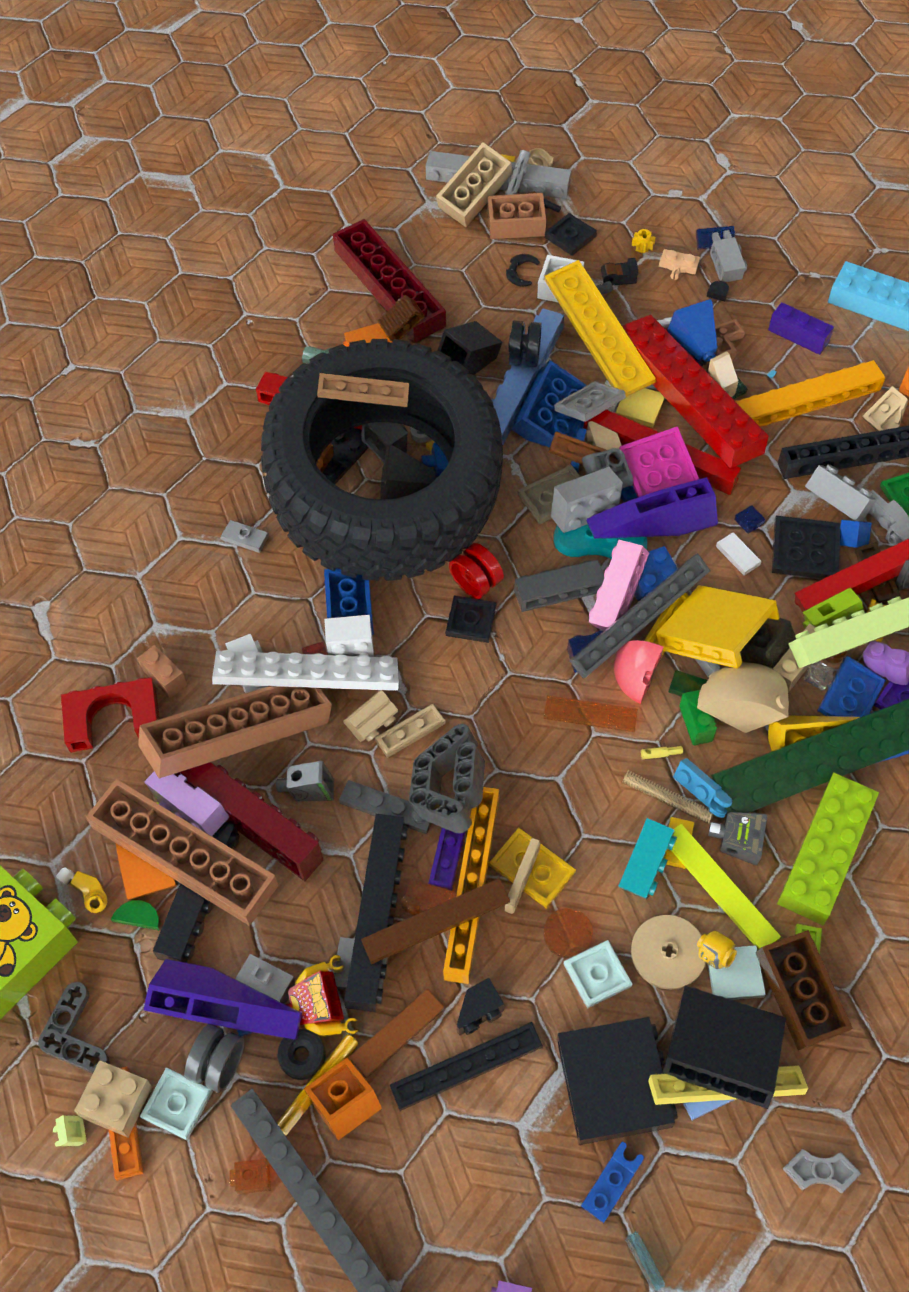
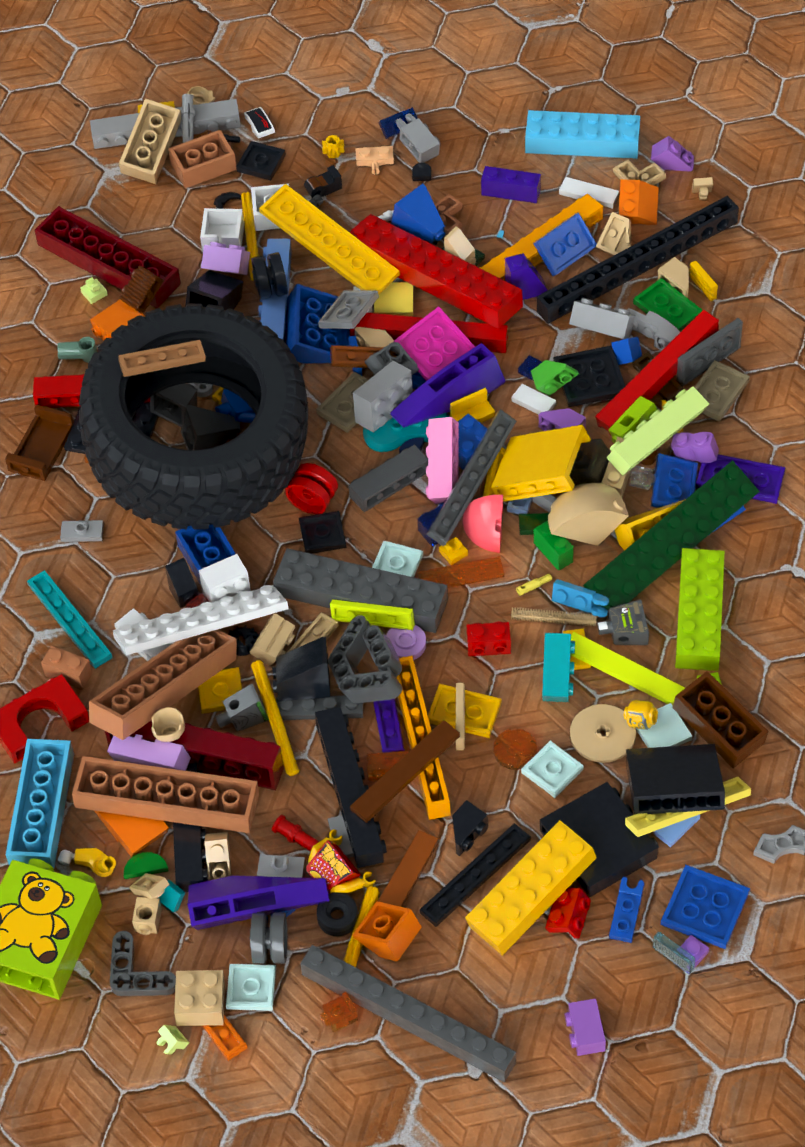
camera: 20 degrees left, 5 degrees down
(61, 811) = (40, 801): none -> medium azure brick
(108, 965) = (146, 907): none -> tan brick
(126, 944) = (149, 886): none -> tan plate
(145, 962) = (172, 897): none -> teal tile
(190, 623) = (69, 619): none -> teal plate
(210, 937) = (217, 855): none -> tan slope
(213, 777) = (167, 724): none -> tan hair
(242, 442) = (41, 443): none -> reddish brown panel
(298, 749) = (219, 688): none -> yellow tile
(299, 940) = (293, 833): none -> red pin
(308, 623) = (181, 582): none -> black slope
(335, 804) = (275, 717): none -> yellow axle
(353, 702) = (250, 638): none -> black gear
(364, 307) = (93, 290): none -> yellowish green tile
(383, 765) = (303, 672): none -> black slope
(481, 726) = (376, 614): none -> neon yellow tile
(482, 696) = (321, 579): none -> dark grey brick
(493, 314) = (223, 259): none -> lavender brick
(504, 287) = (222, 227): none -> white piece
(504, 767) = (408, 641): none -> lavender piece
(514, 1115) = (531, 887): none -> yellow brick
(529, 679) = (398, 559): none -> light aqua plate
(531, 298) = (249, 228): none -> yellow axle
(547, 1157) = (569, 912): none -> red bracket
(584, 198) = (259, 122): none -> slope
(588, 797) = (488, 638): none -> red brick
(593, 685) = (453, 551): none -> yellow tile
(603, 558) = (417, 441): none -> dark blue tile
(669, 1265) = (695, 948): none -> medium lavender plate
(675, 539) = (474, 404): none -> yellow panel
(679, 662) = (519, 506): none -> sand blue plate
(703, 1216) = (705, 906): none -> blue plate
(758, 585) = (560, 419): none -> medium lavender slope
(766, 535) = (551, 376): none -> bright green slope
(777, 423) = (524, 275): none -> dark purple slope
(832, 404) = (565, 244): none -> blue tile
(865, 352) = (577, 189): none -> white tile

